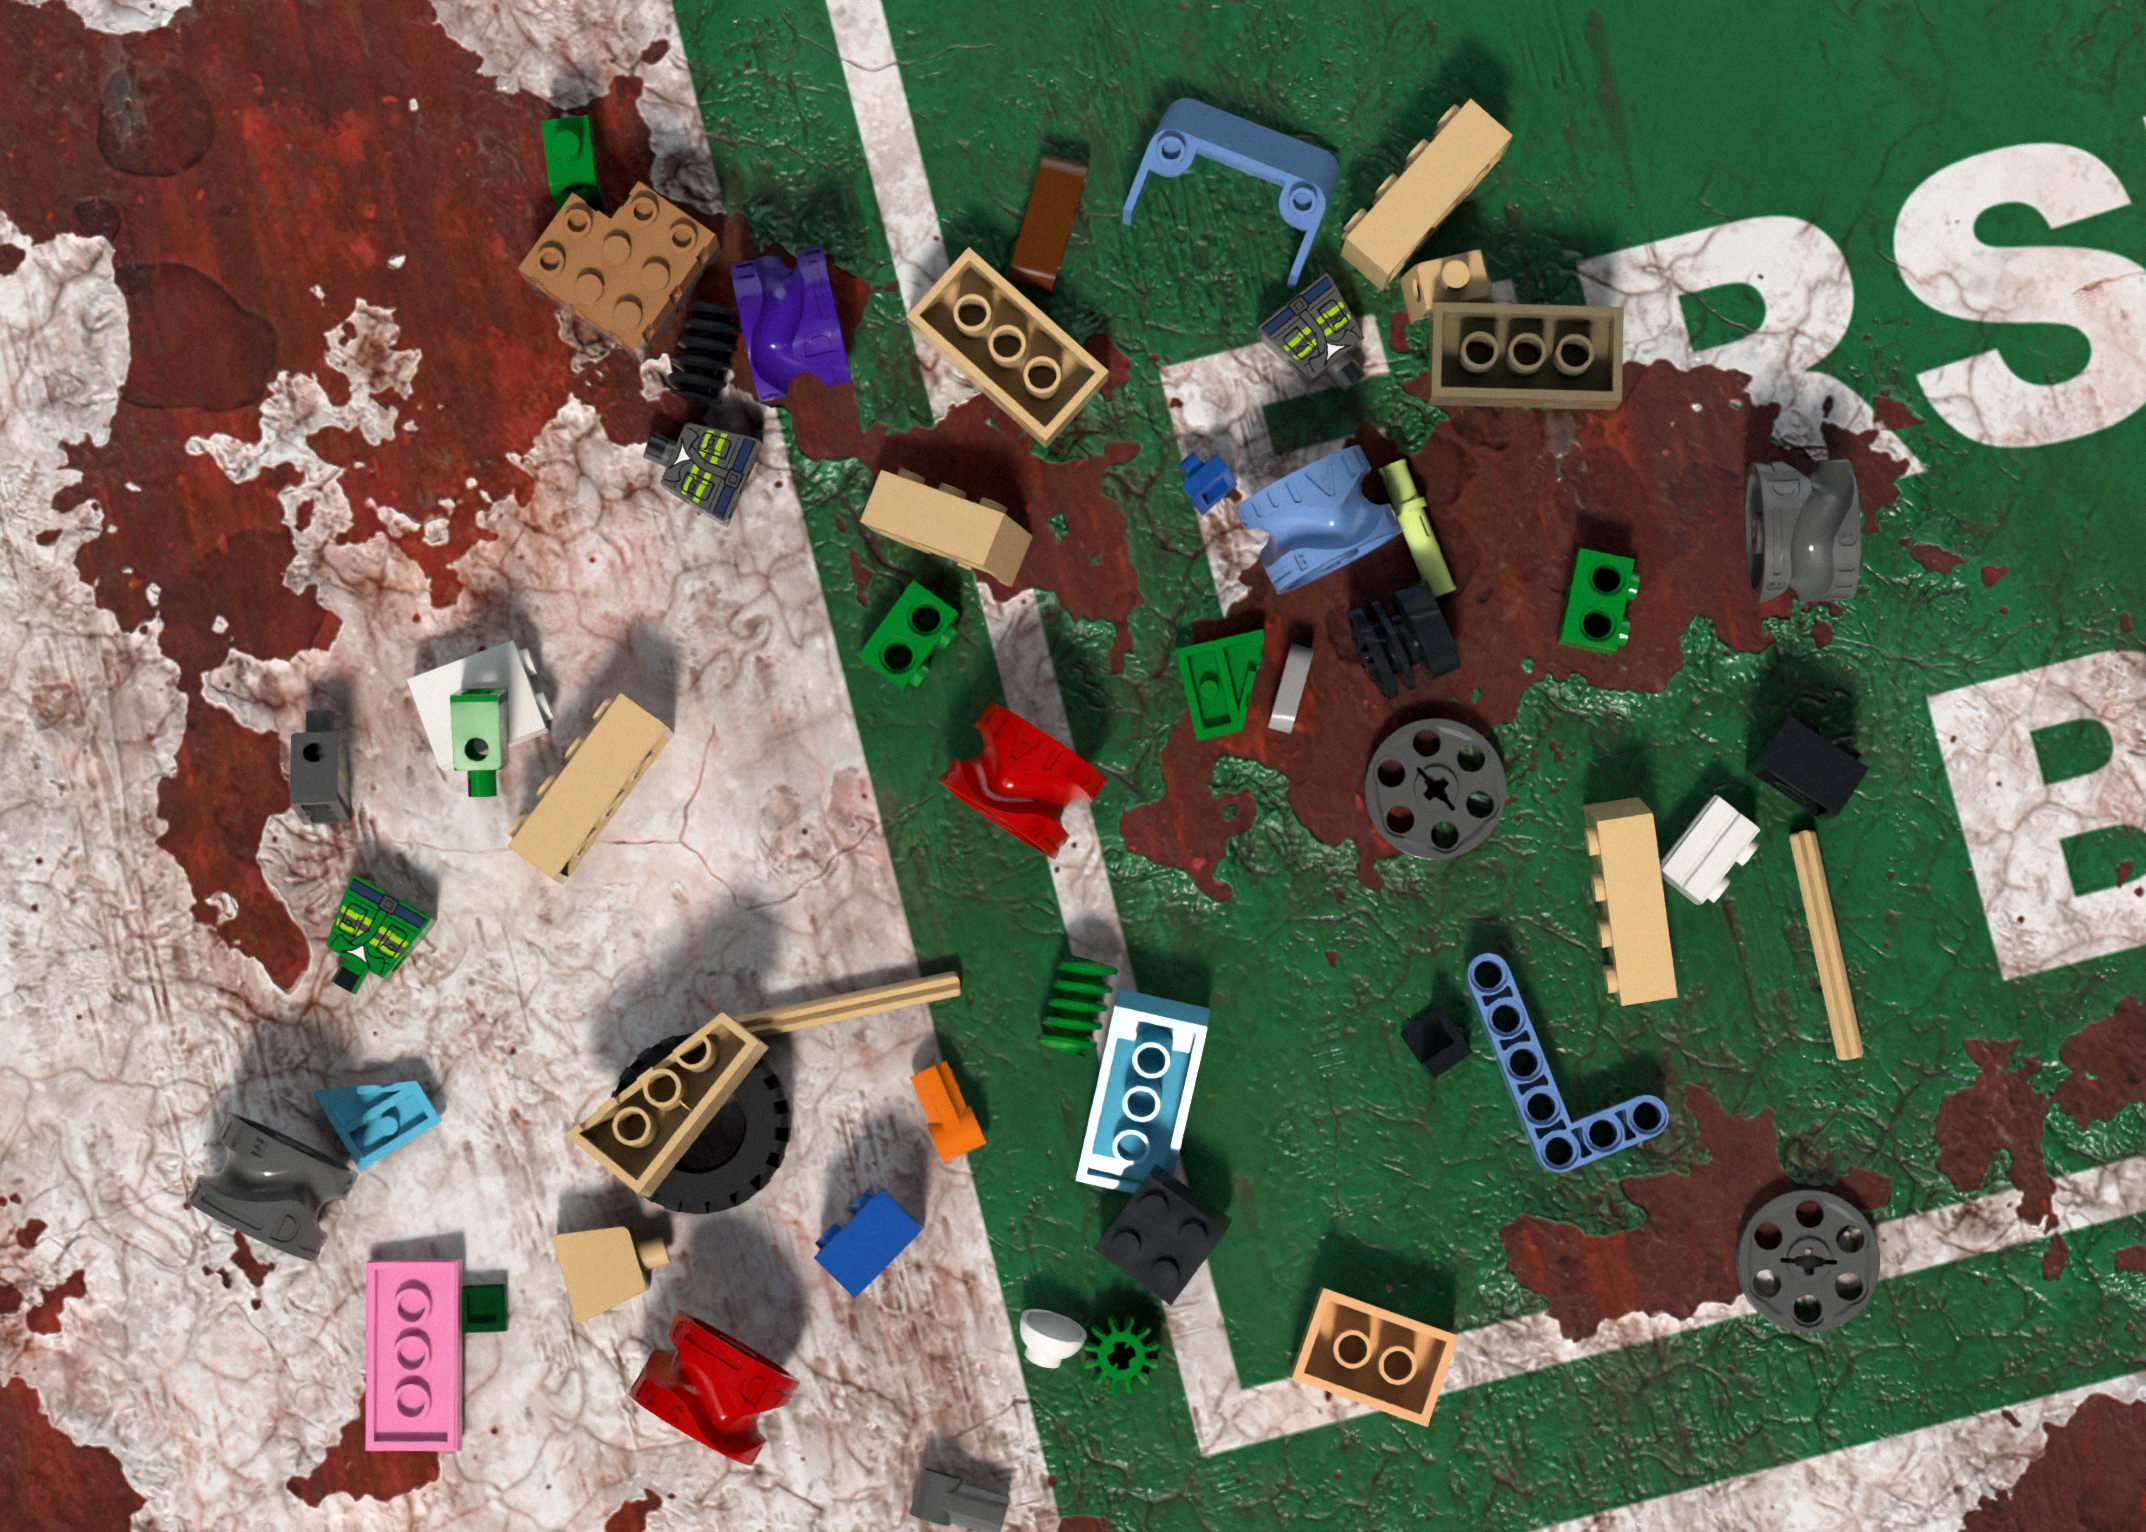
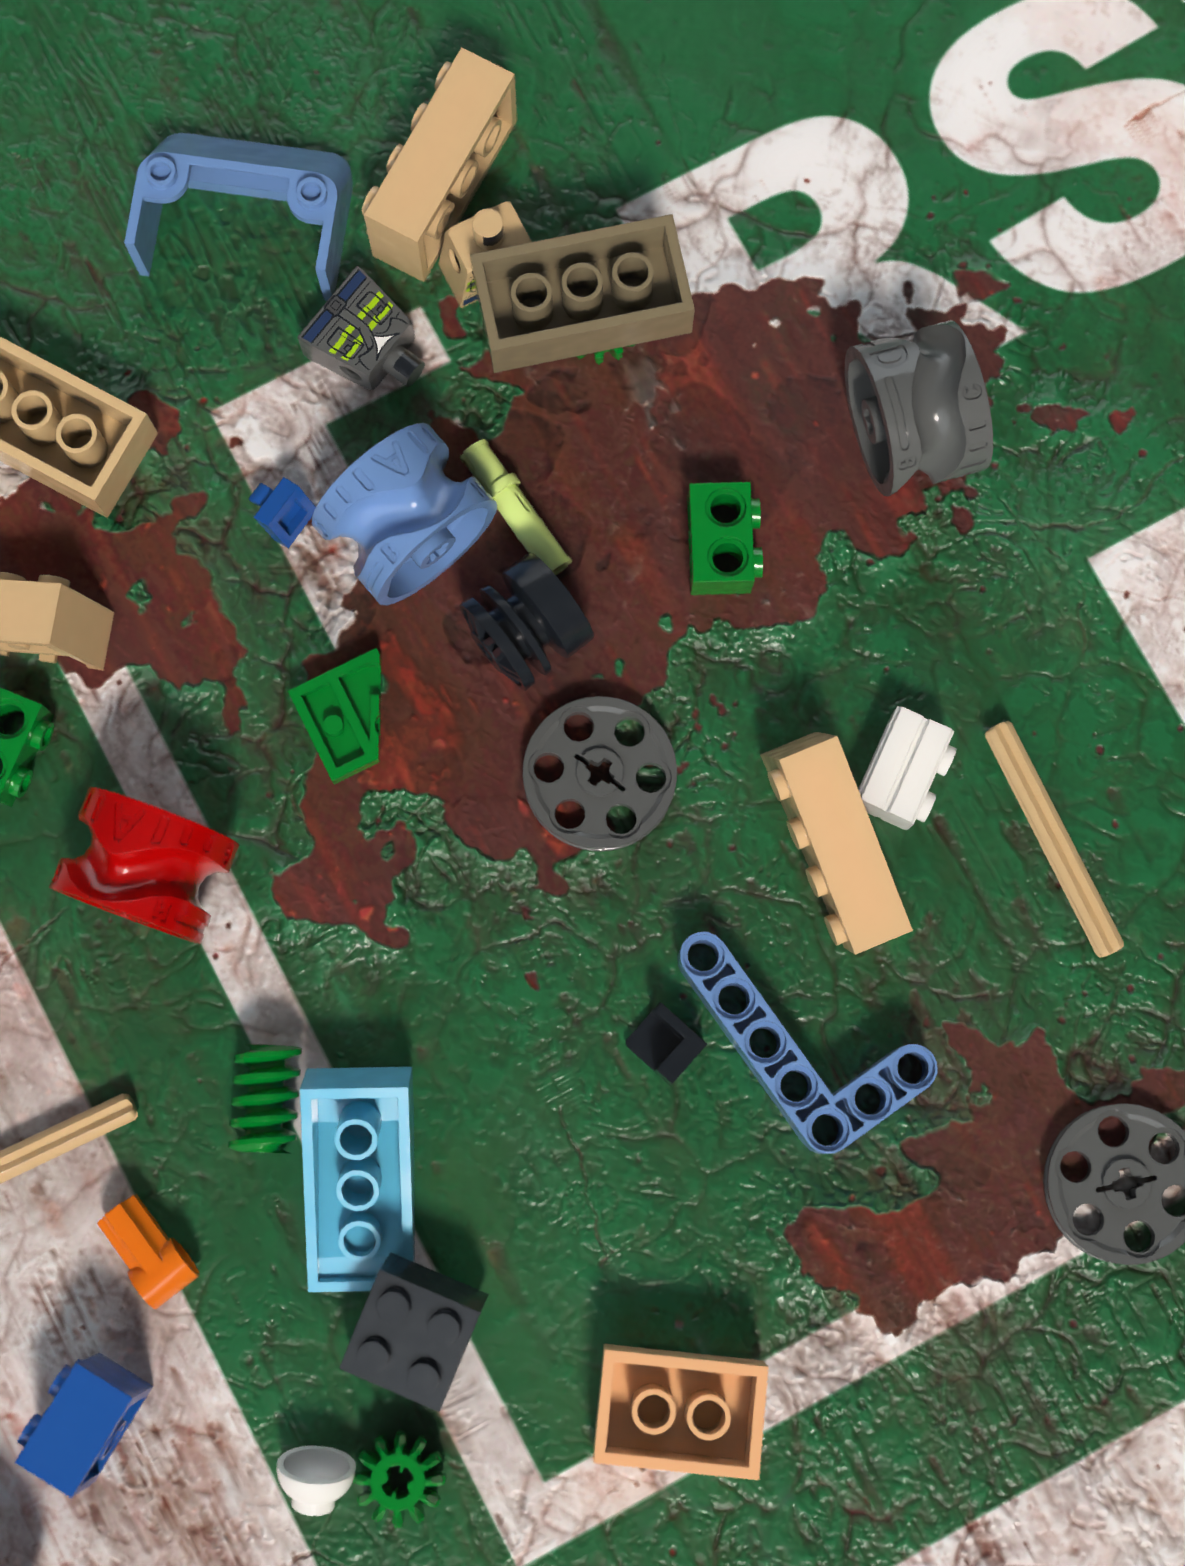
camera: 15 degrees left, 5 degrees down
(1048, 223) = (58, 287): reddish brown beam -> none
(1291, 688) = (420, 703): light grey beam -> none
(1808, 767) = (988, 653): black brick -> none

